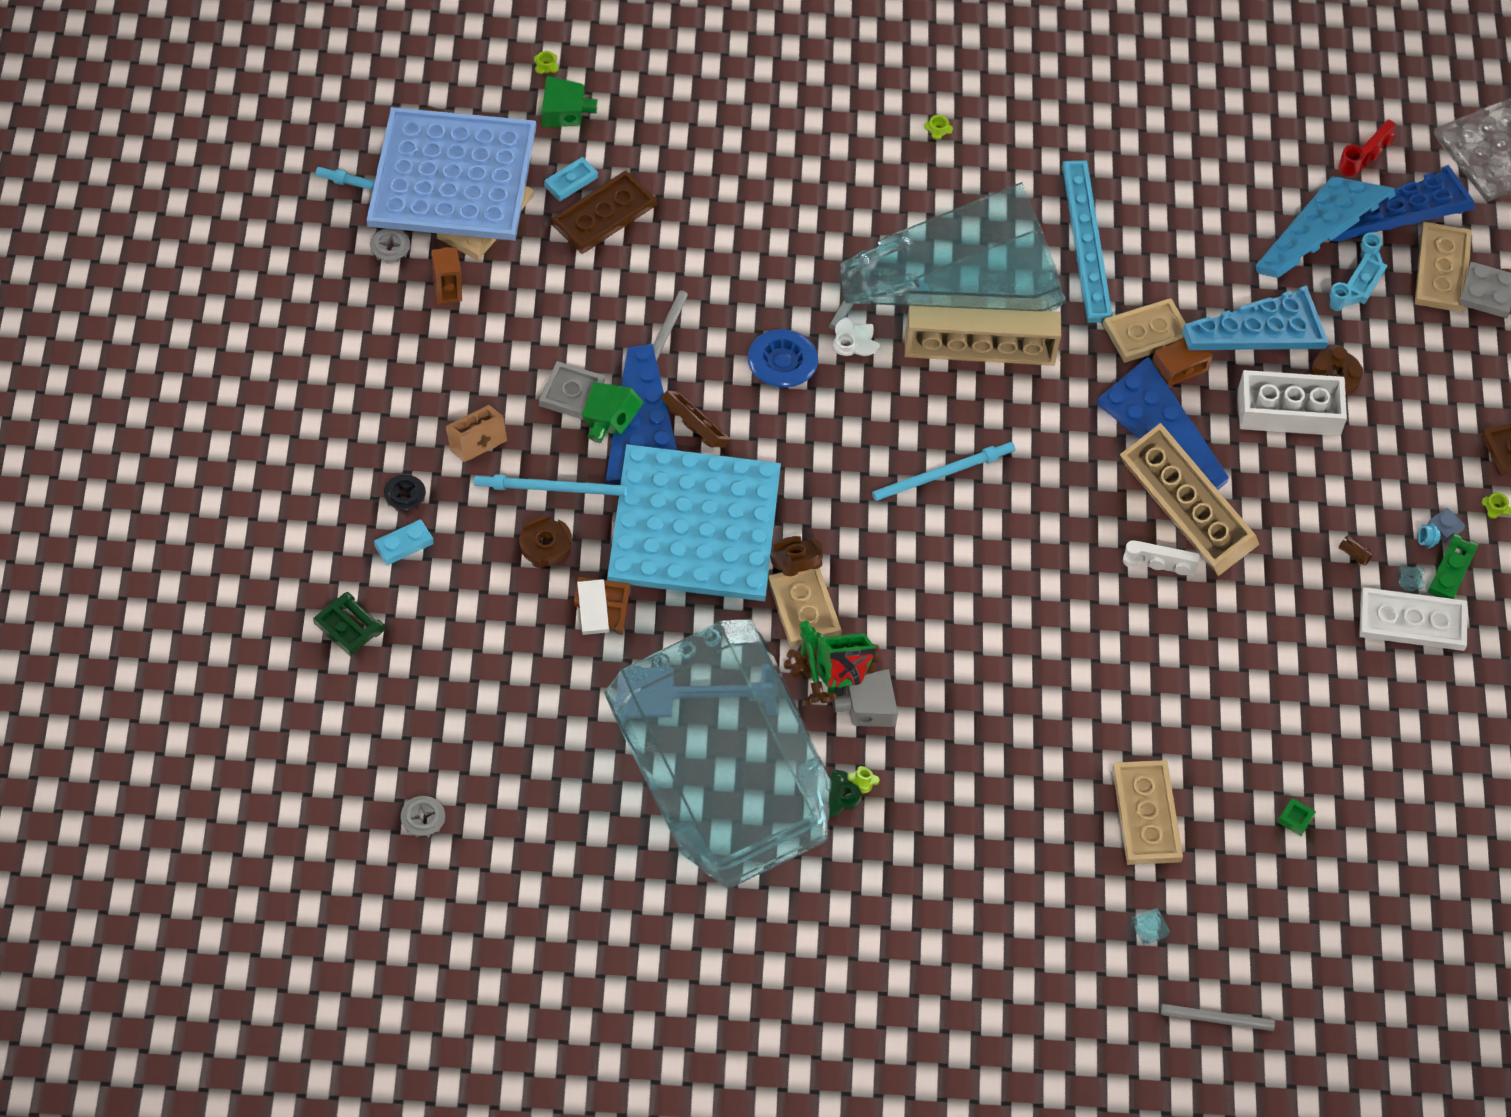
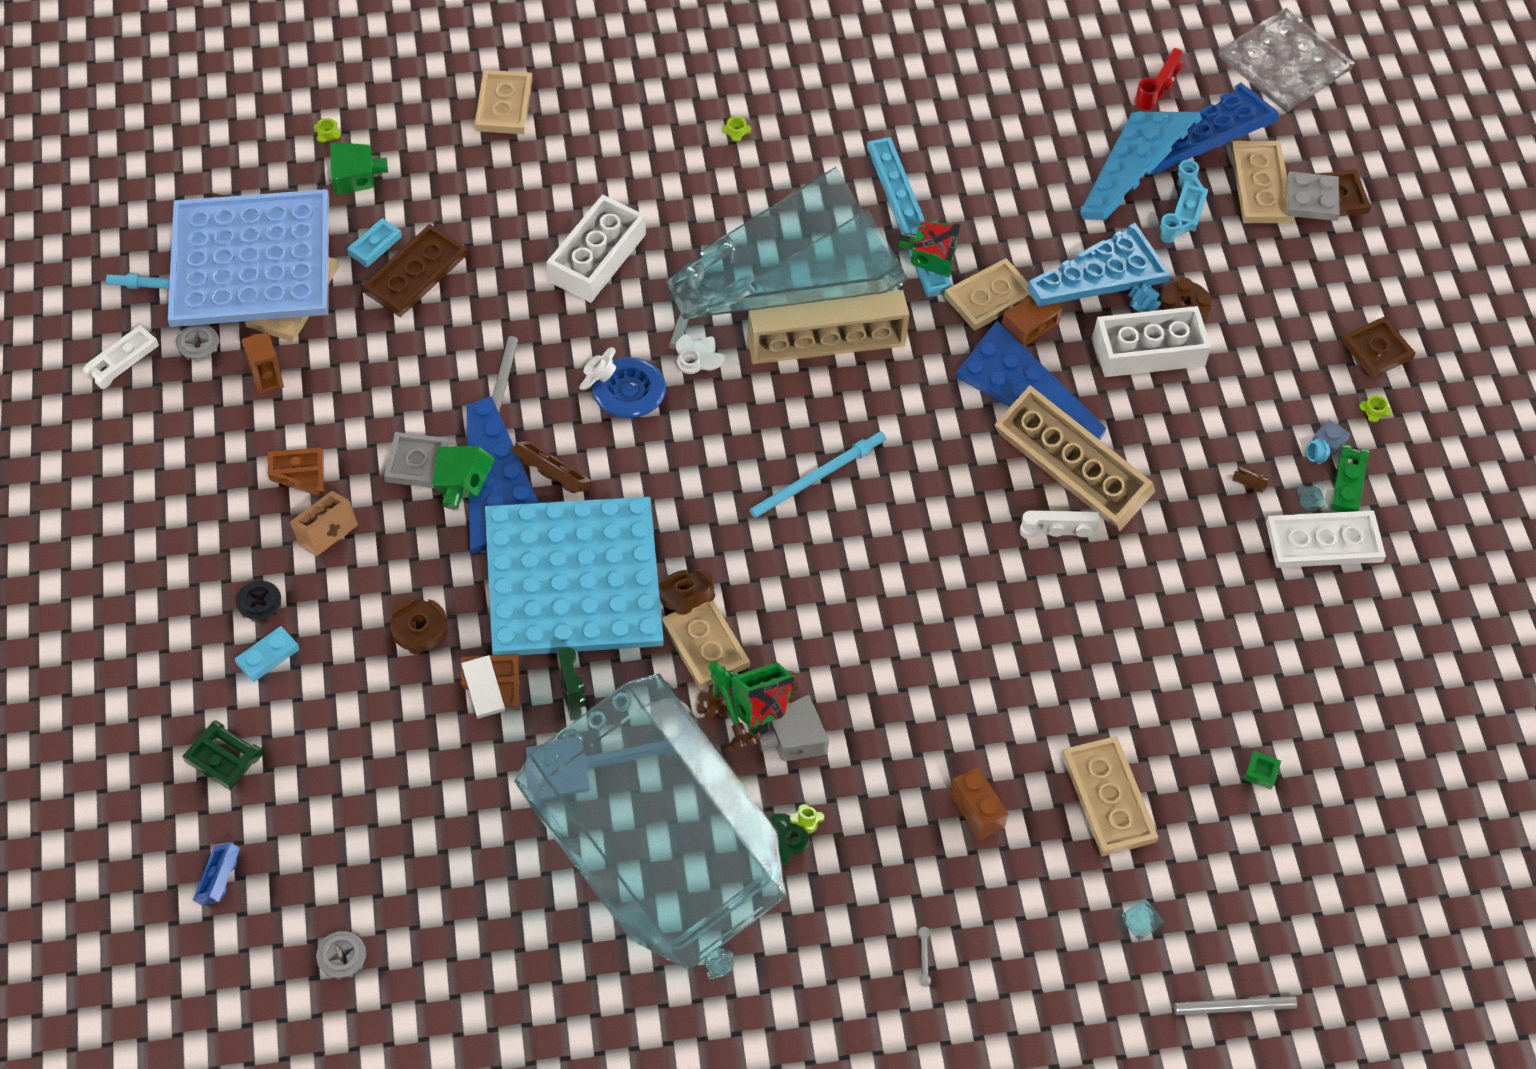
camera: 10 degrees left, 0 degrees up
(317, 246) = (120, 356): none -> white plate
(326, 725) = (216, 874): none -> blue plate
(462, 380) = (298, 469): none -> dark orange wing
(501, 482) = (361, 570): medium azure bar -> none
(673, 618) = (571, 683): none -> dark green plate
(719, 63) = (503, 102): none -> tan plate
(756, 888) = (719, 963): none -> clear light blue plate
(757, 335) = (599, 368): none -> white plate
(778, 221) = (596, 248): none -> white brick
(947, 900) = (924, 934): none -> light grey hinge
(1023, 796) = (978, 803): none -> dark orange brick
(1102, 274) = (933, 246): none -> torso
(1296, 360) = (1144, 298): none -> dark azure gear

